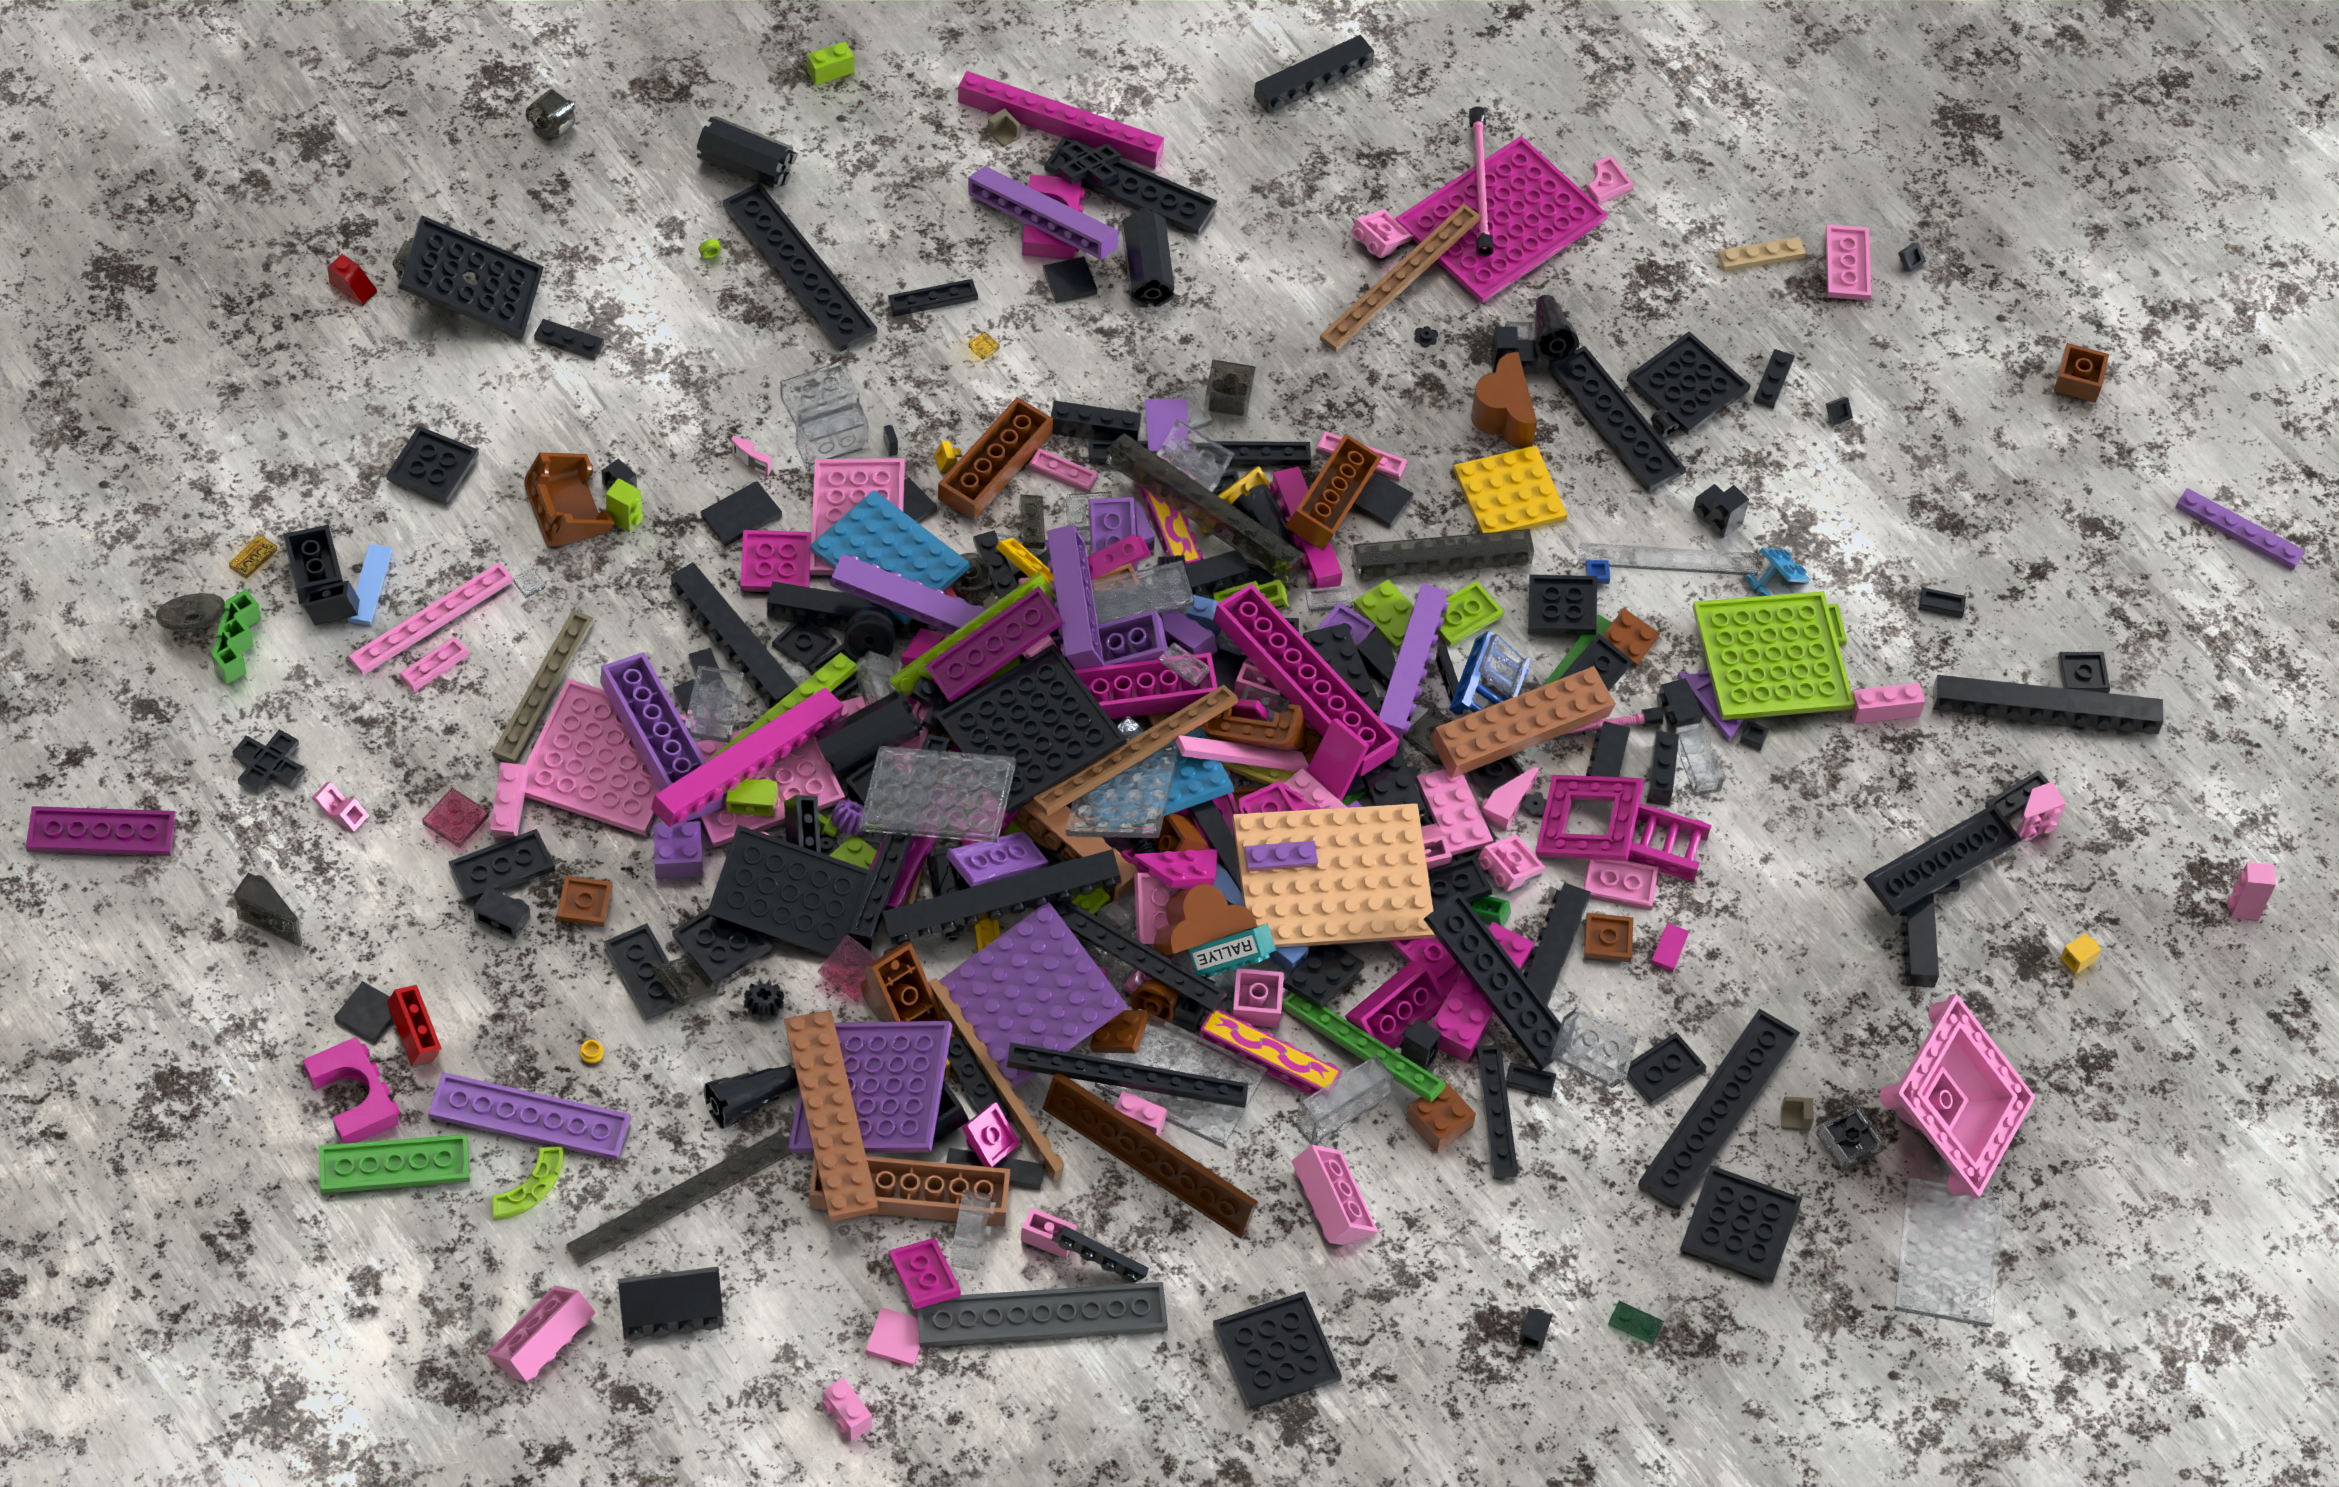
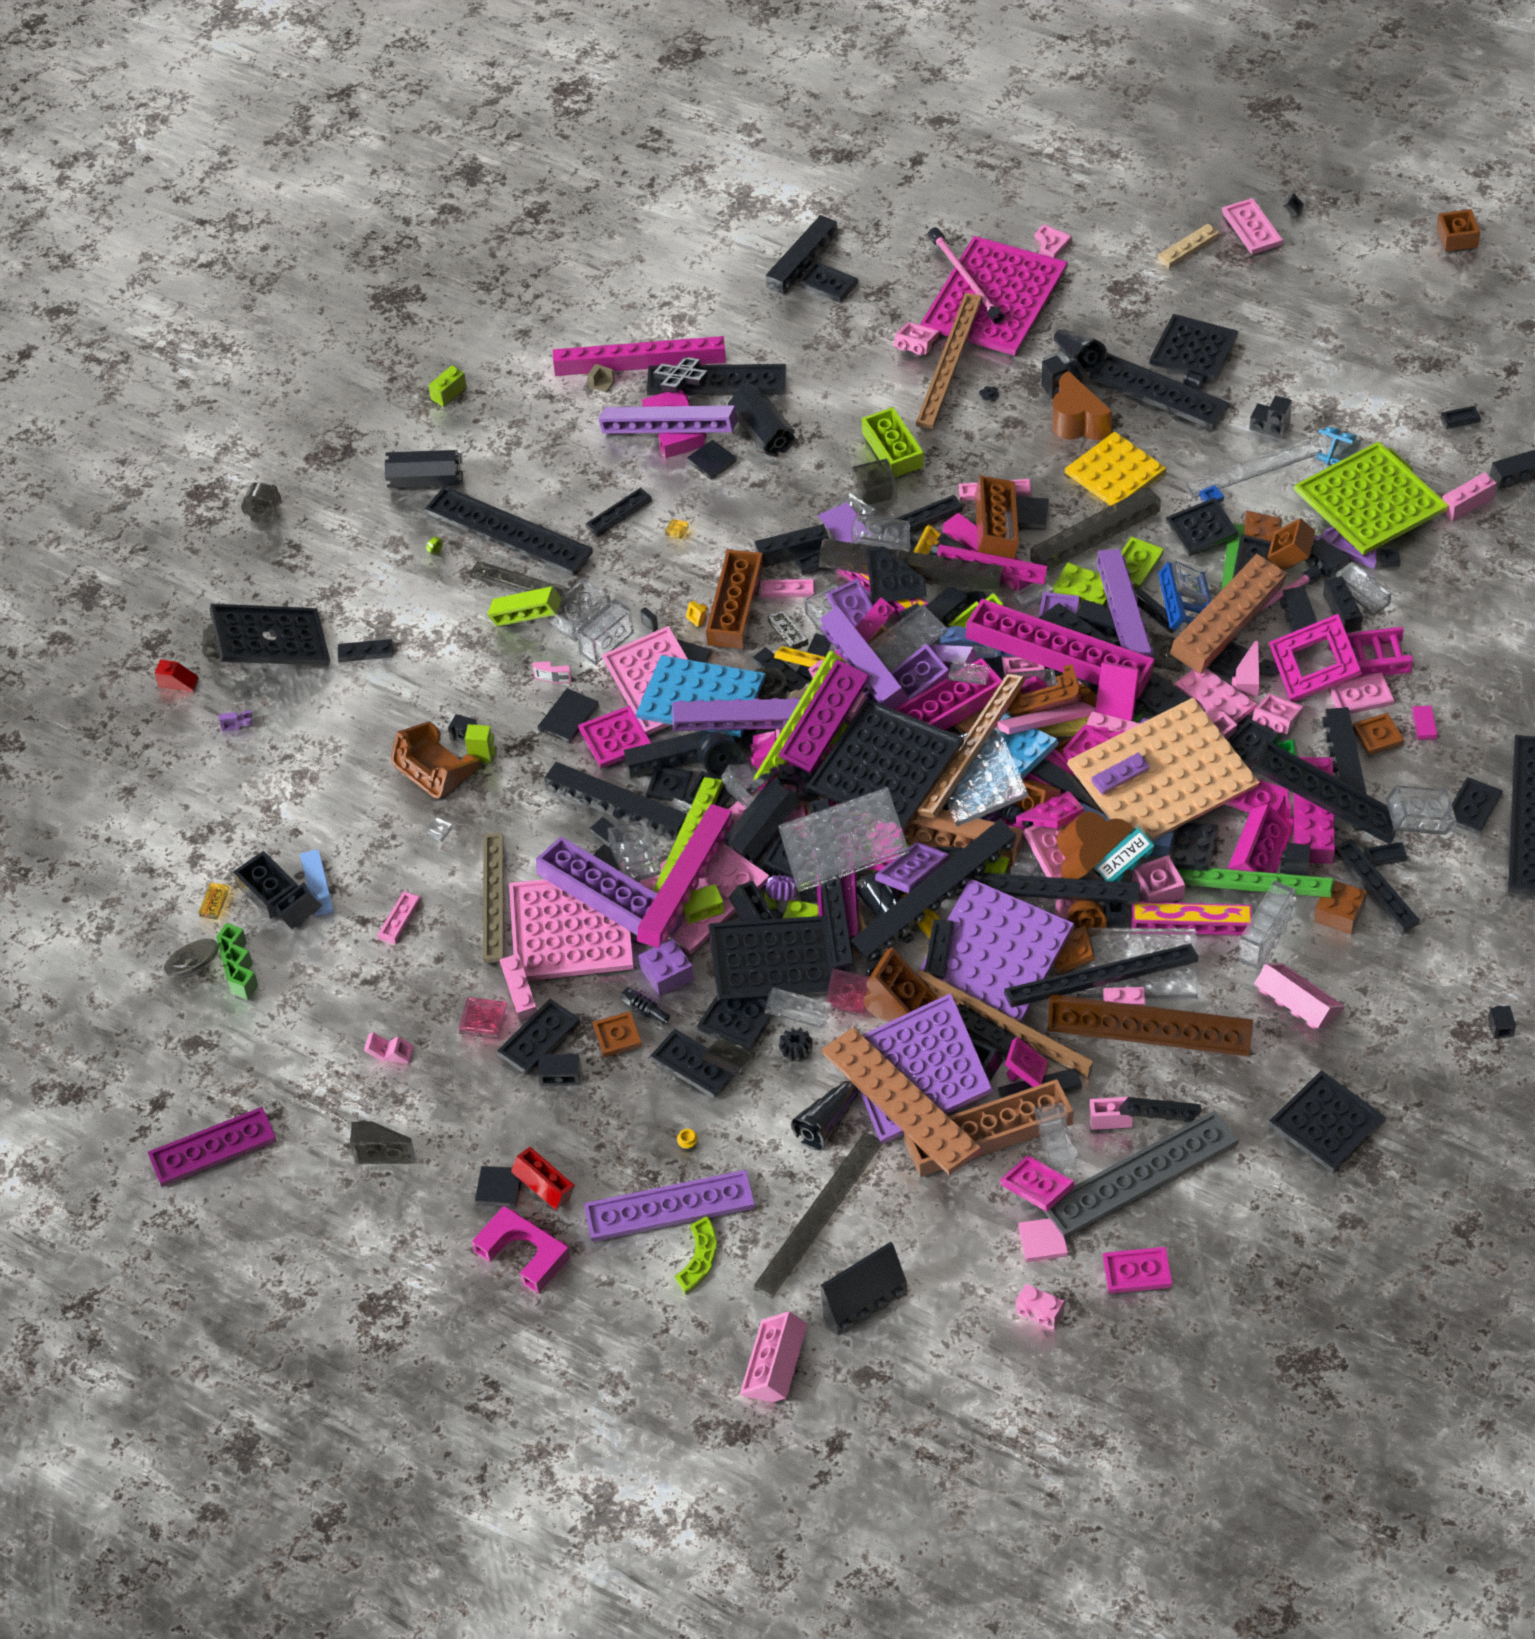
camera: 15 degrees left, 5 degrees down
(268, 761) = (313, 1040): black plate -> none
(382, 359) = (233, 721): none -> medium lavender plate
(394, 1163) = (585, 1286): bright green plate -> none
(430, 618) = (378, 886): bright pink plate -> none
(432, 464) = (314, 778): black plate -> none
(631, 882) = (644, 1005): none -> black hinge
(760, 366) = (524, 606): none -> lime brick
(774, 332) = (510, 579): none -> clear smoke plate
(785, 960) = (797, 1008): none -> clear brick
(888, 687) = (761, 781): none -> black tile
(973, 964) = (939, 948): none -> black tile
(974, 1418) = (1137, 1270): none -> dark pink plate
(1173, 512) = (892, 577): none -> black plate
(1277, 349) = (892, 441): none -> lime brick
(1312, 560) = (1011, 568): none -> dark pink plate
(1325, 120) = (827, 282): none -> black tile
(1645, 671) = (1291, 544): none -> dark orange brick
(1774, 378) = (1250, 321): black plate -> none
(1839, 410) = (1309, 322): black plate -> none

